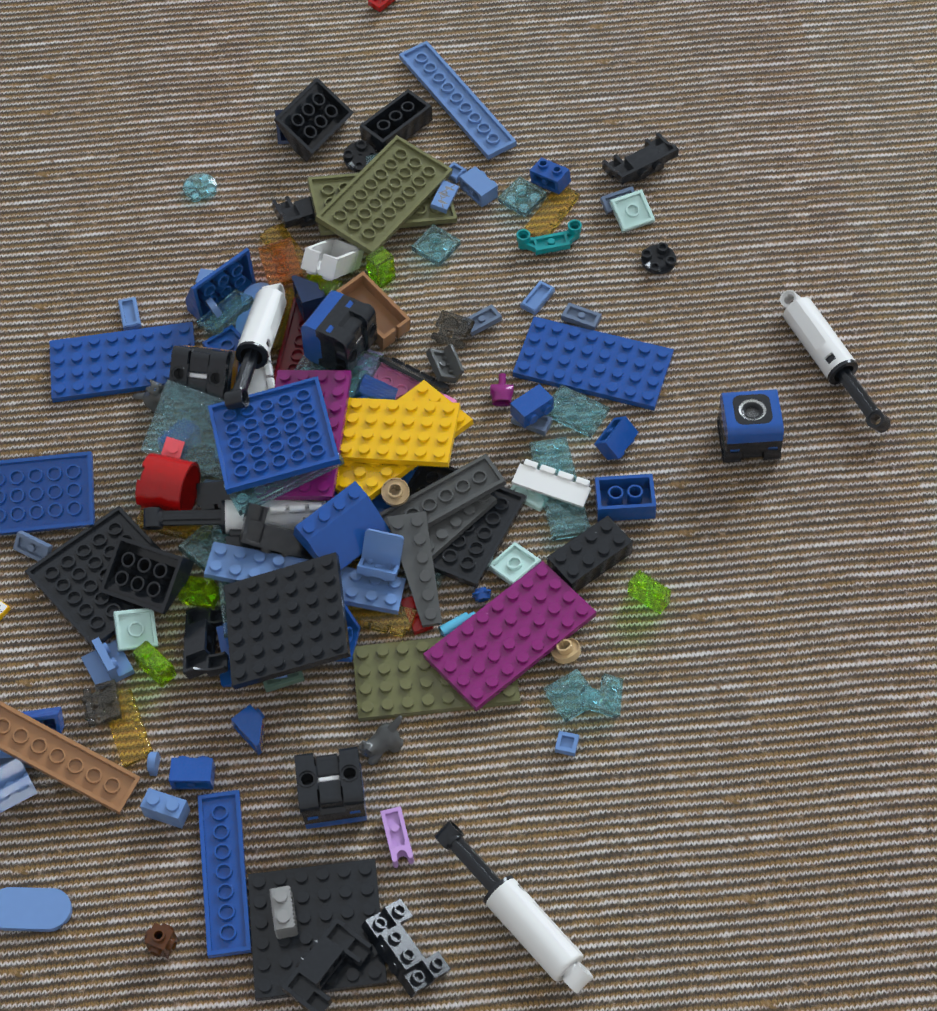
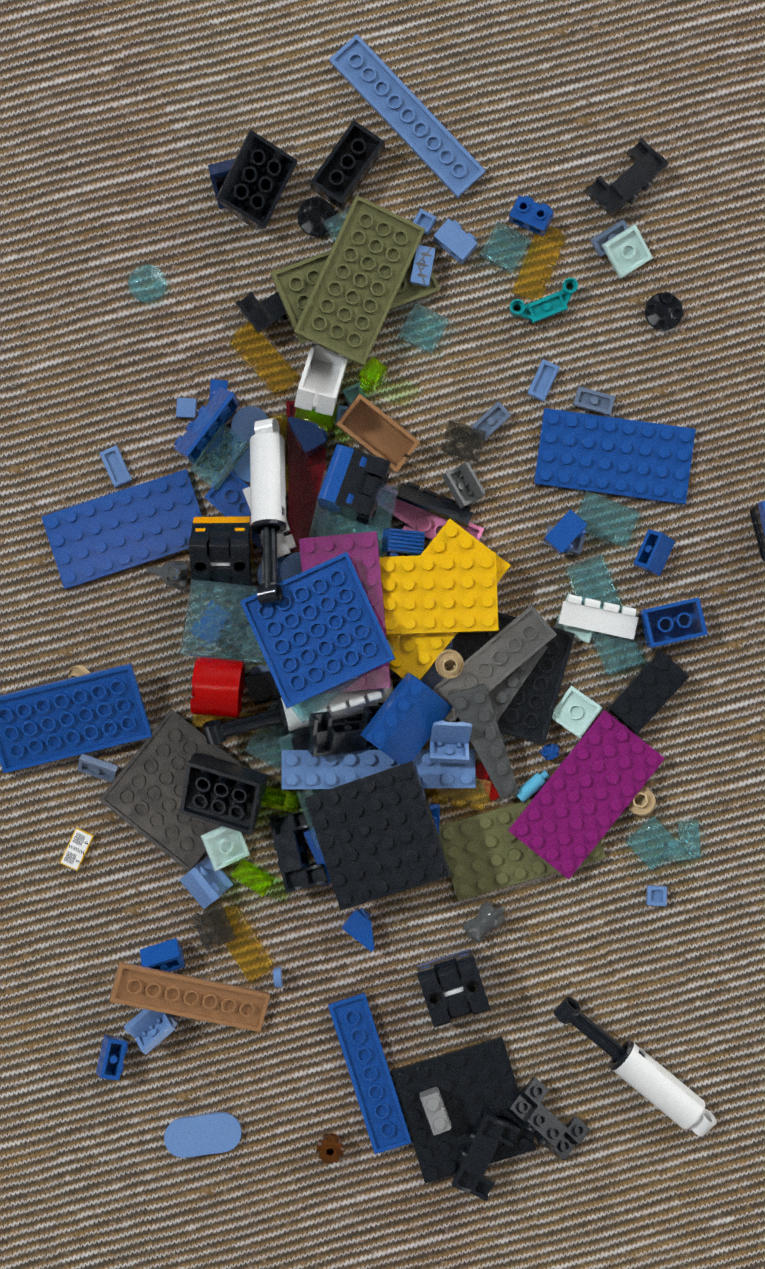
camera: 10 degrees left, 30 degrees up
(165, 808) = (301, 1022): medium blue brick -> none
(173, 447) = (213, 648): coral plate -> none
(192, 773) = (318, 984): blue brick -> none
(213, 307) = (208, 458): medium blue tile -> none
(280, 262) = (263, 381): clear orange tile -> none
(396, 835) = (517, 1011): lavender plate -> none
(501, 392) = (527, 509): magenta piece -> none
(649, 591) = (711, 724): clear neon green brick -> none

